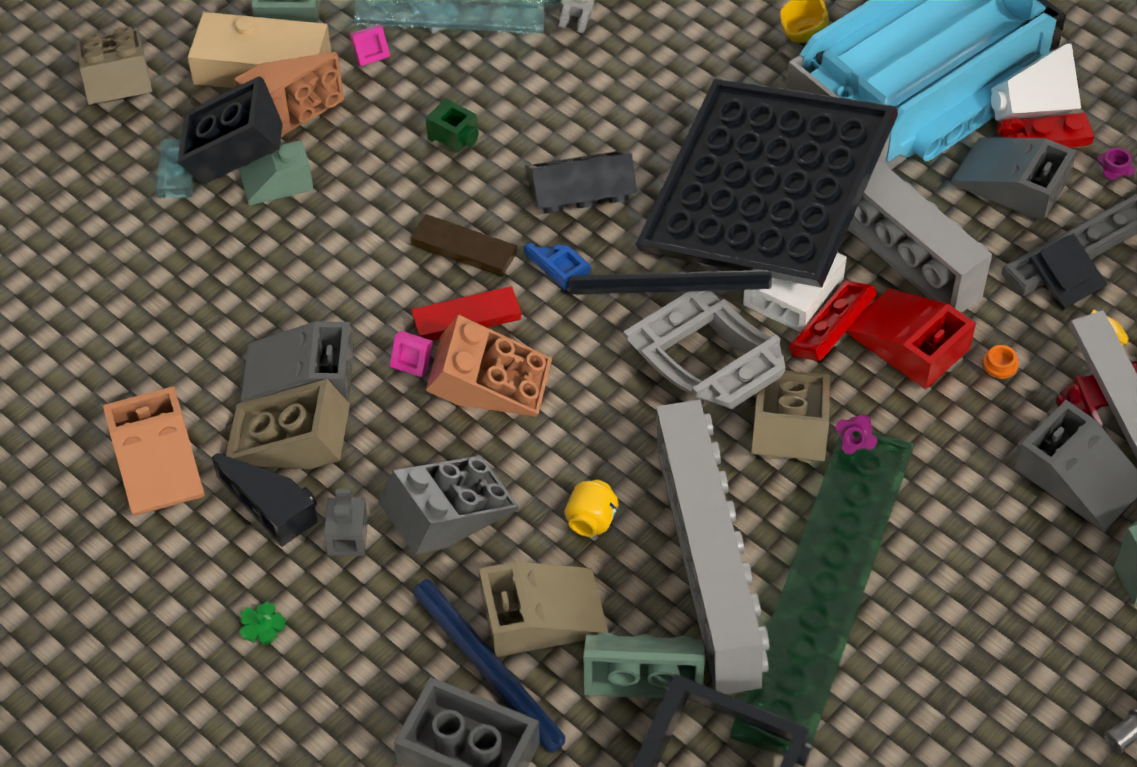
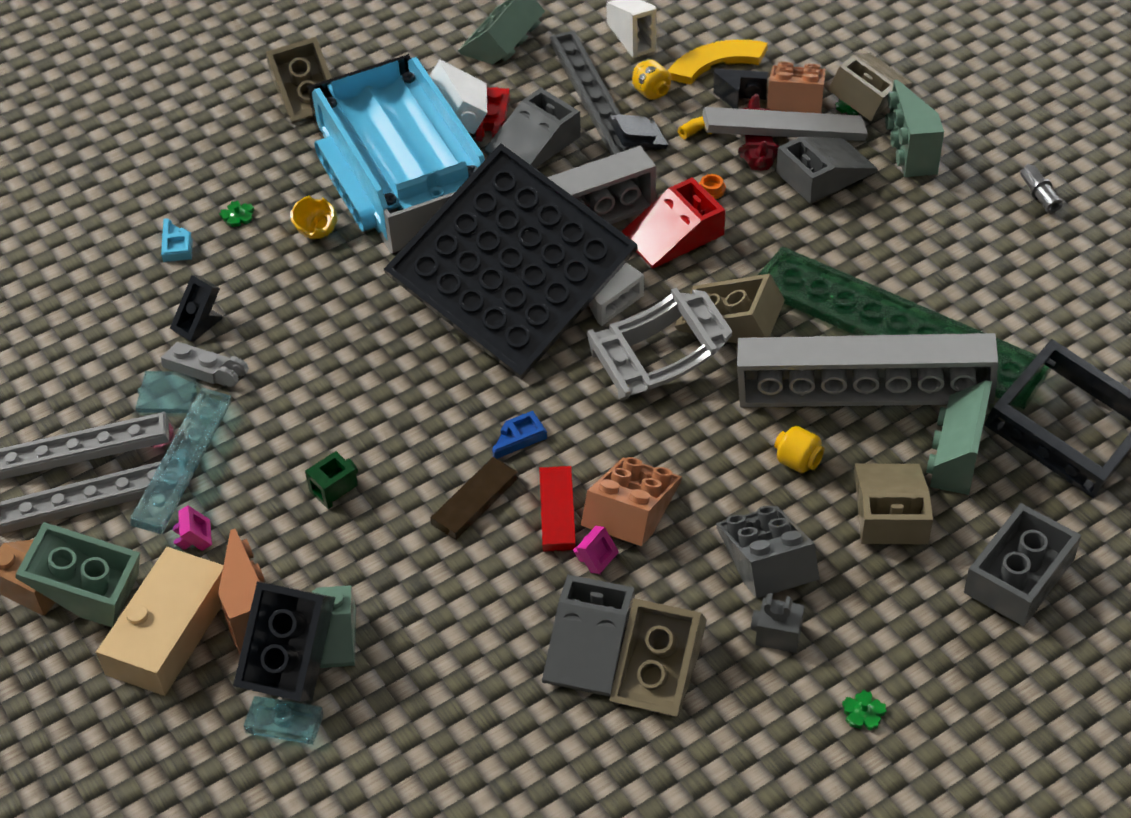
camera: 75 degrees left, 5 degrees down
(113, 65) = (113, 759): dark tan slope -> none
(153, 451) = (660, 768): nougat slope -> none
(269, 497) = (739, 678): black slope -> none
(487, 663) = (927, 551): dark blue axle -> none
(582, 180) = (433, 397): black slope -> none
(671, 282) = (583, 353): black axle -> none
(832, 320) = (657, 279): red tile -> none
(858, 424) = (775, 266): magenta plate -> none
(1116, 163) = (540, 80): magenta plate -> none

